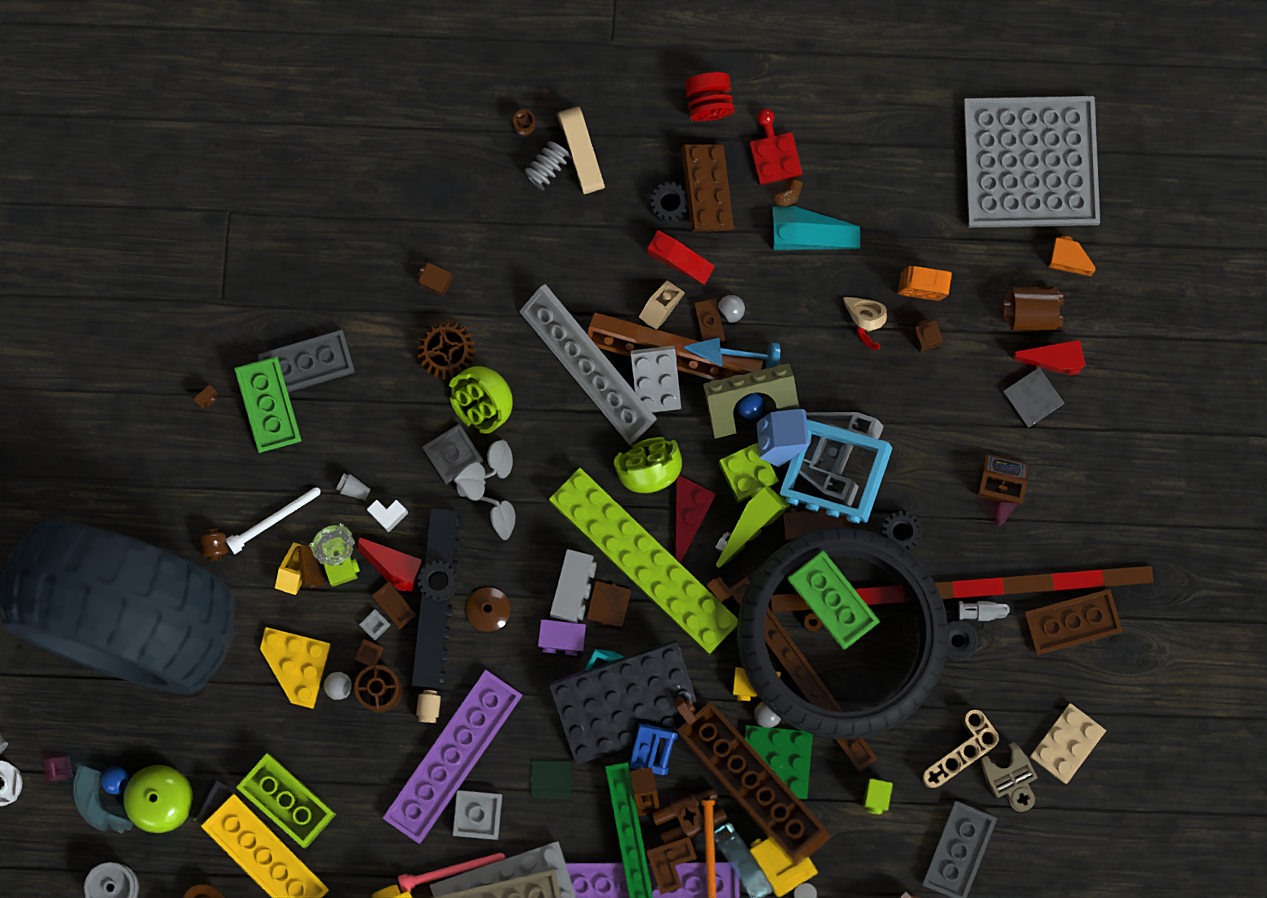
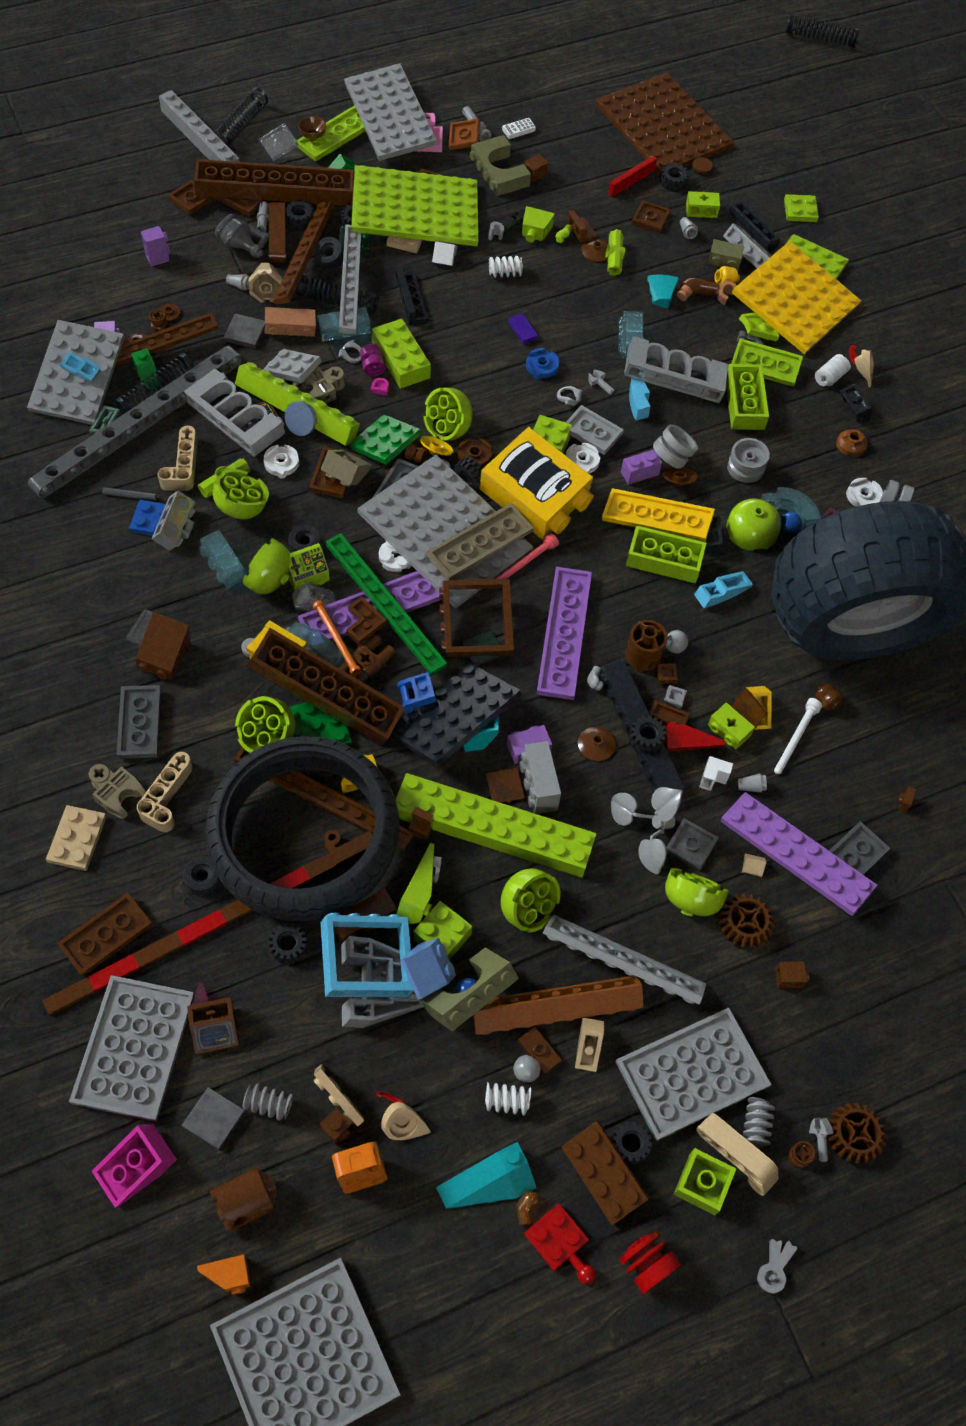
camera: 150 degrees right, 20 degrees down
(244, 730) = (722, 589): none -> medium azure slope
(268, 404) = (857, 813): bright green tile -> none
(296, 664) = (715, 648): yellow plate -> none
(332, 545) = (742, 722): clear hair -> none
(355, 392) = (799, 853): none -> medium lavender plate
(402, 404) = (753, 865): none -> tan slope
(428, 706) = (601, 654): tan brick -> none
(453, 683) = (593, 679): none -> light grey arm
(456, 120) = (864, 1139): none -> reddish brown gear
(477, 815) = (527, 602): light grey plate -> none
(493, 130) = (821, 1129): none -> light grey bar
(529, 847) = (466, 651): none -> reddish brown window
(579, 235) = (692, 1074): none -> light grey plate
(607, 43) = (771, 1275): none -> light grey piece
(624, 138) = (705, 1181): none -> lime brick
(644, 791) = (409, 661): reddish brown slope -> none
(656, 378) = (560, 971): light grey plate -> none
(679, 257) = (596, 1094): red slope -> none
(686, 708) = (405, 722): reddish brown plate -> none
(691, 508) = (476, 886): dark red wing -> none
(712, 351) = (526, 1015): dark azure piece -> none
(762, 289) = (507, 1098): none -> white piece
(830, 775) = (264, 722): none -> lime cylinder
(833, 600) = (321, 835): bright green tile -> none
(877, 796) = (222, 728): lime brick -> none
(912, 356) = (337, 1098): none -> tan wing
(979, 386) = (267, 1102): none -> light grey piece
(981, 610) = (189, 909): light grey piece -> none
(1057, 358) = (204, 1164): red slope -> none
(1083, 496) = (132, 1048): none -> light grey plate
(1118, 386) = (133, 1164): none -> dark pink slope

